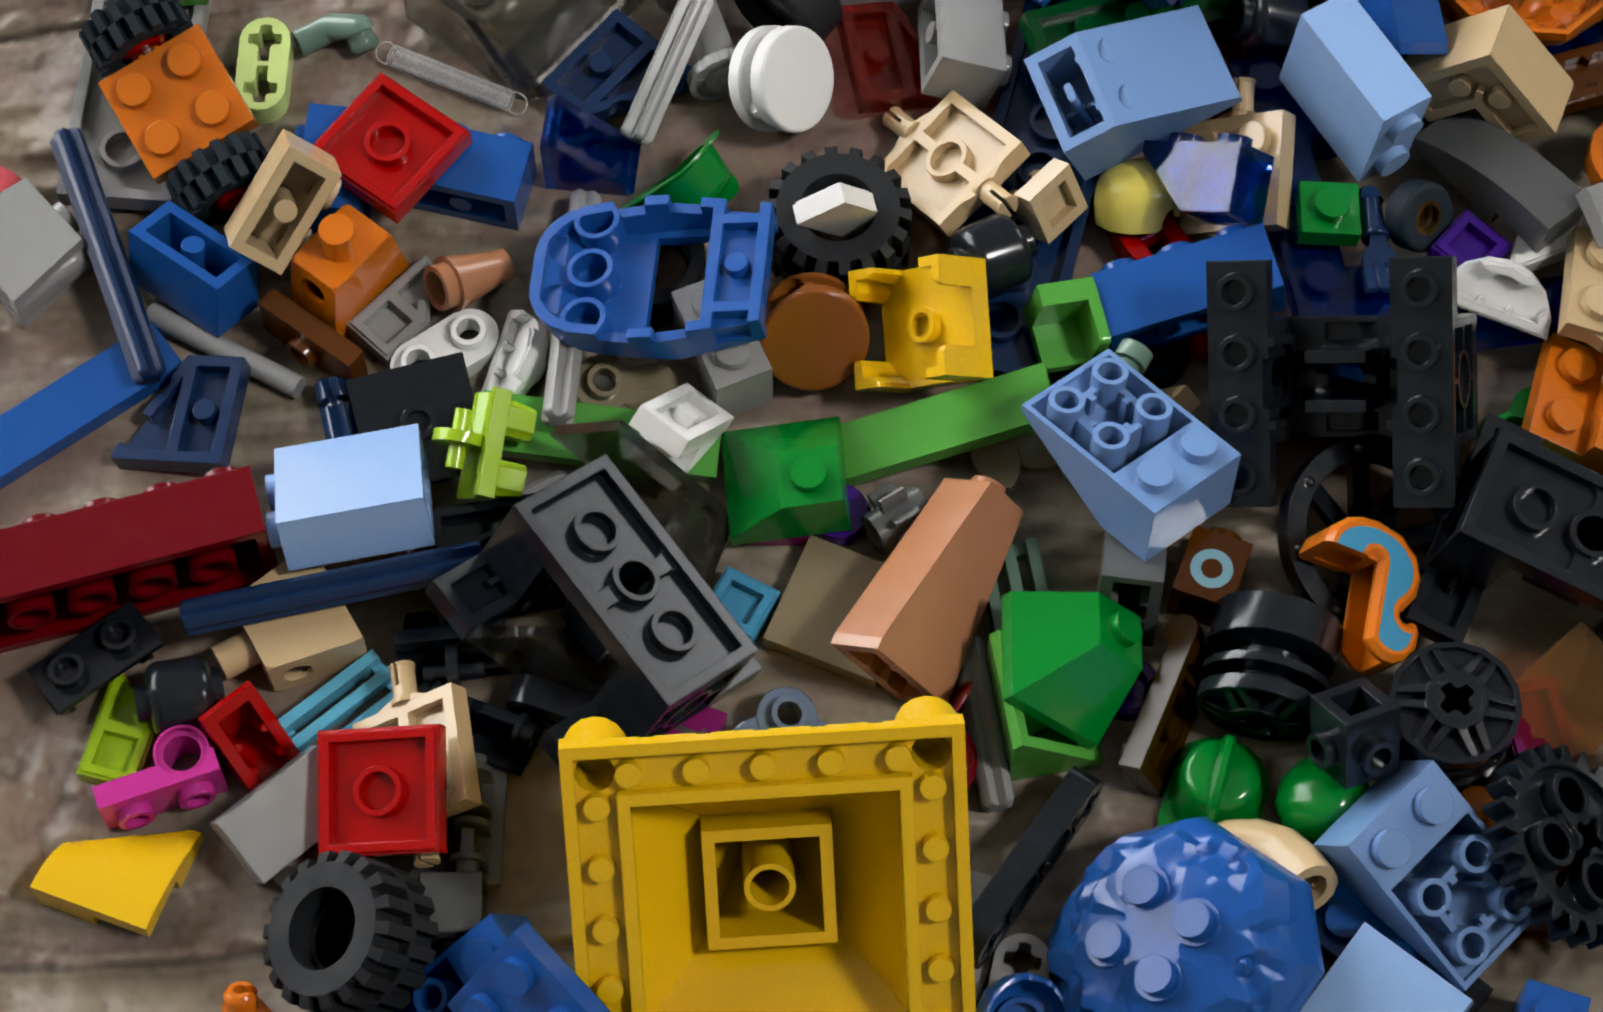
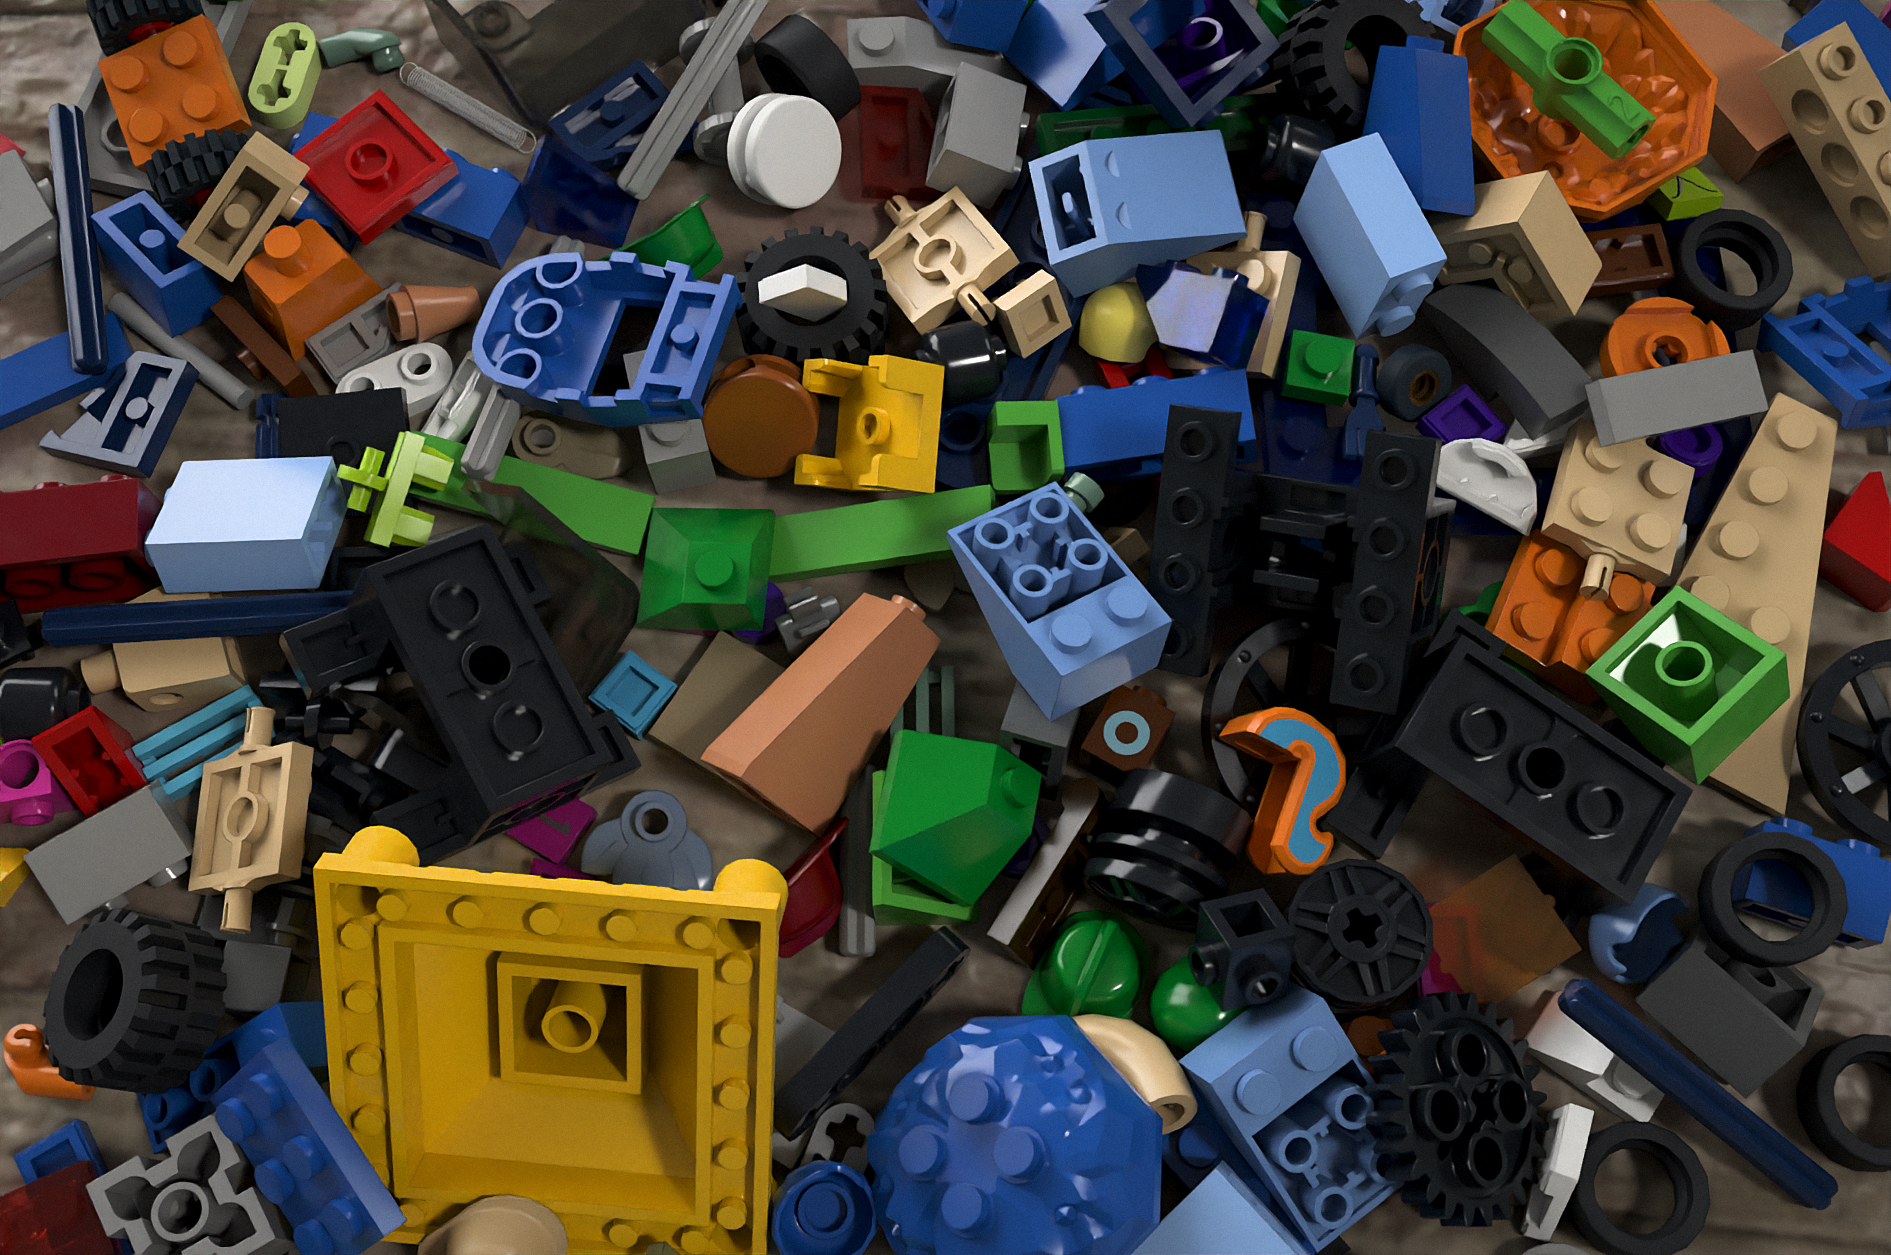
camera: 10 degrees right, 5 degrees up
(383, 791) = (196, 851): red plate -> none
(681, 424) = (601, 497): white slope -> none

